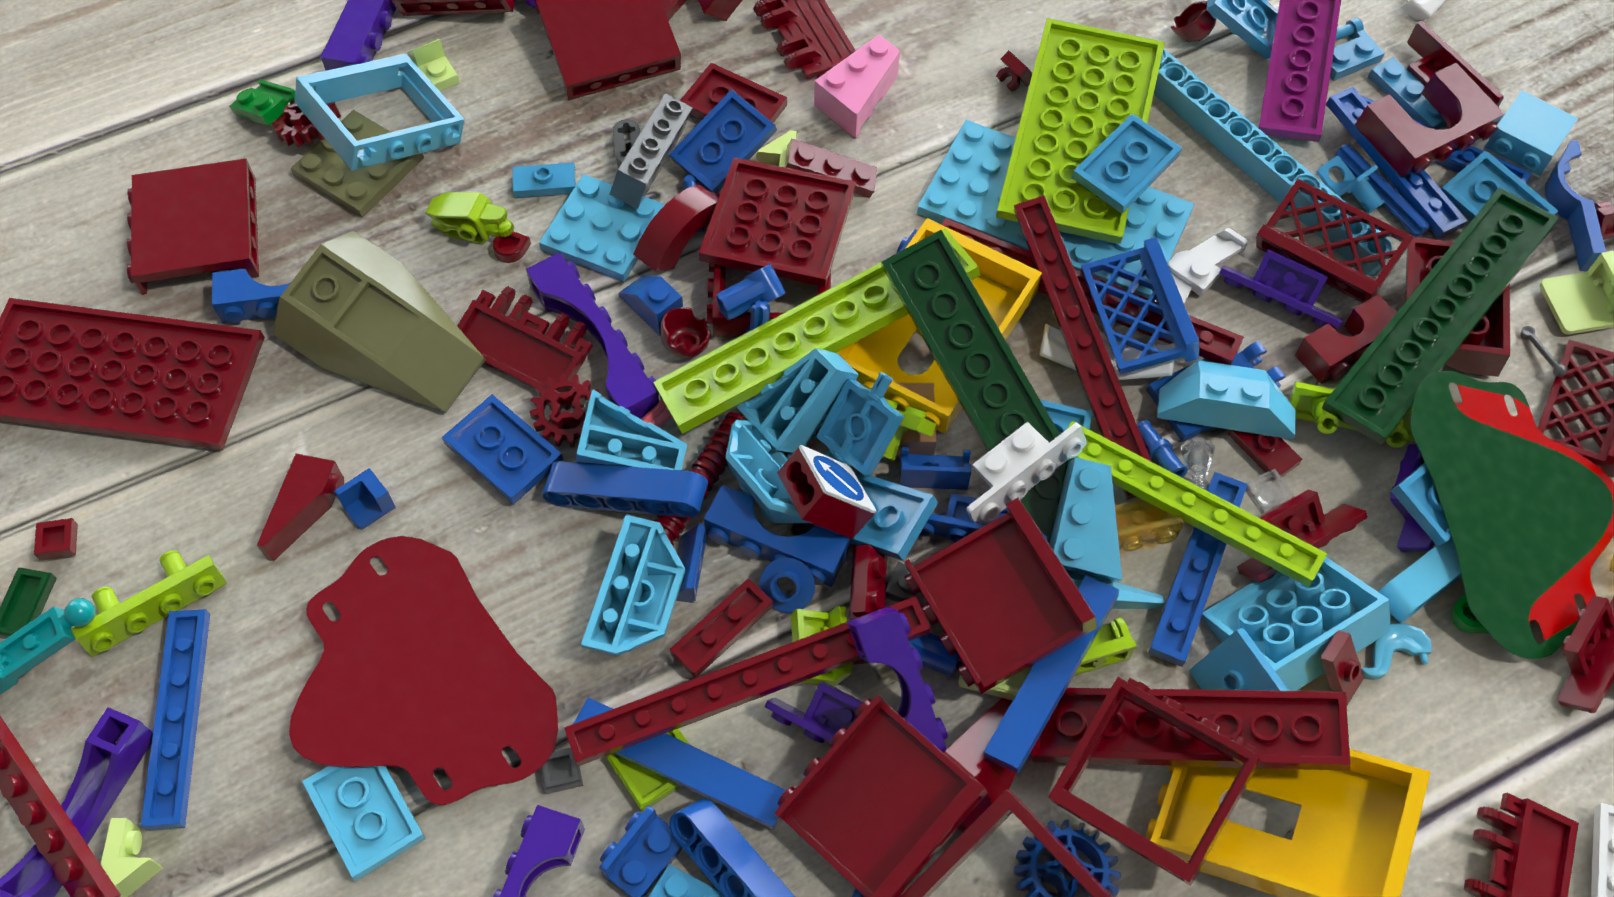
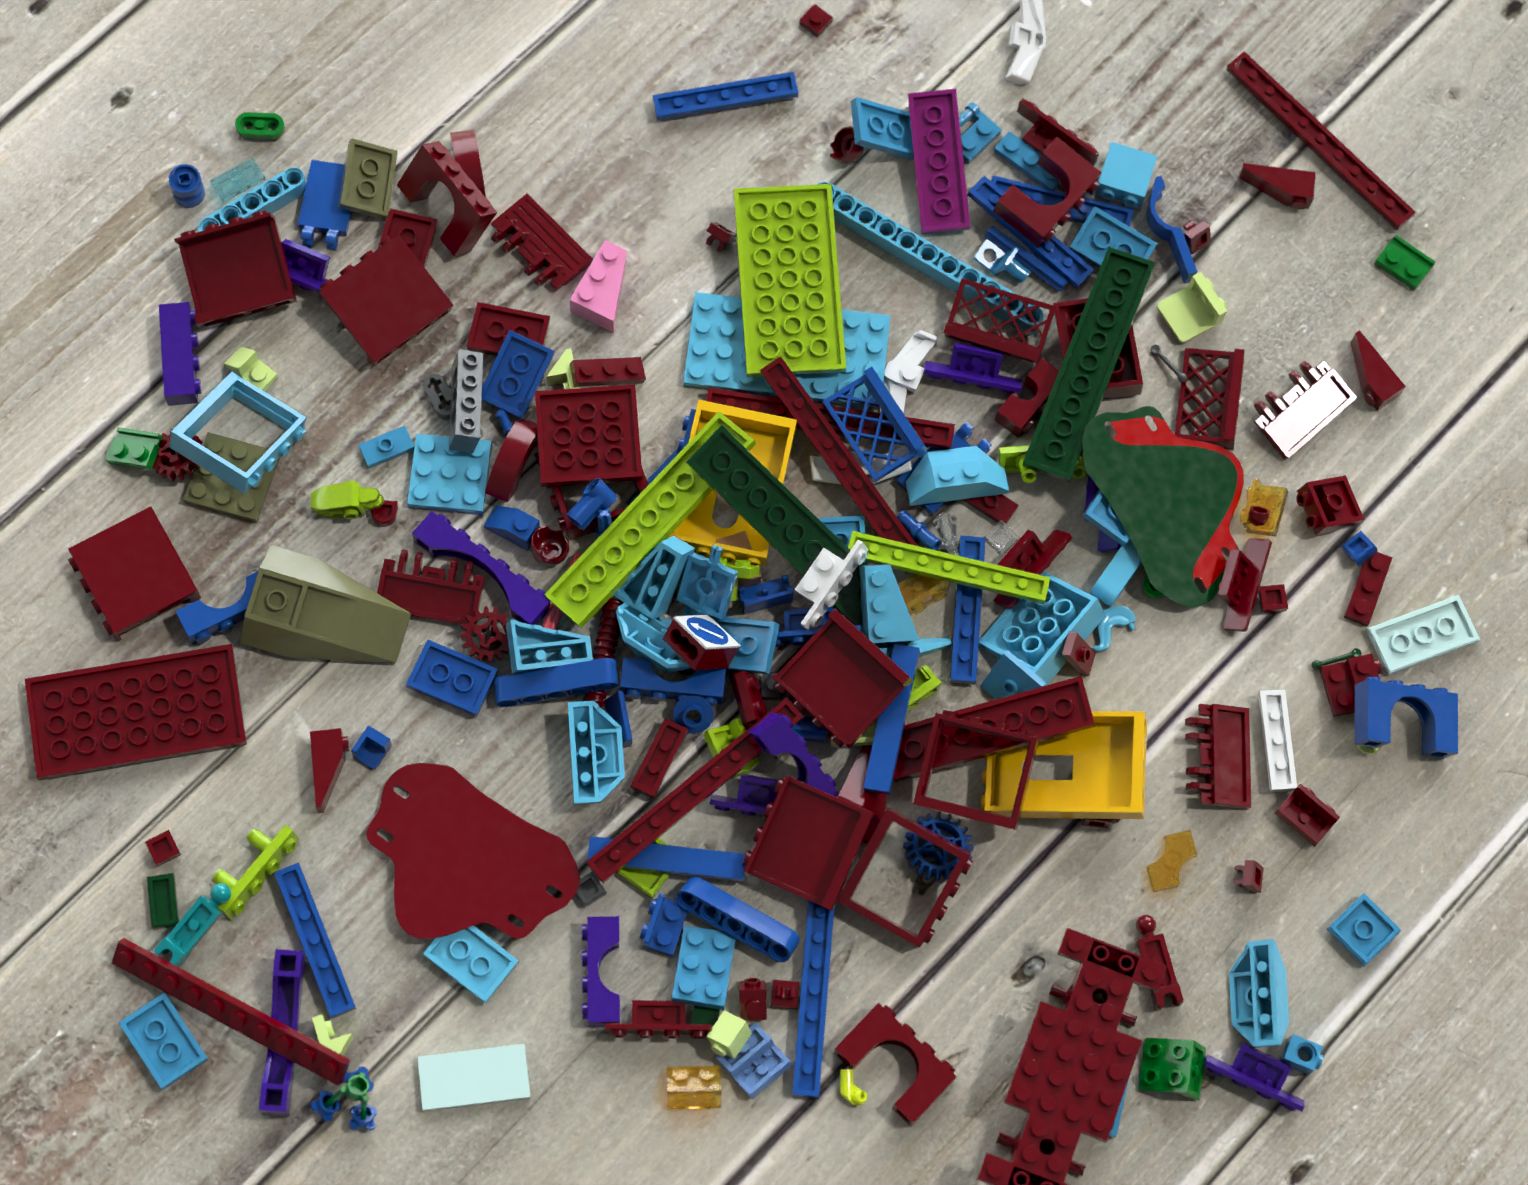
camera: 25 degrees left, 10 degrees up
(1127, 163) = (832, 306): dark azure plate -> none

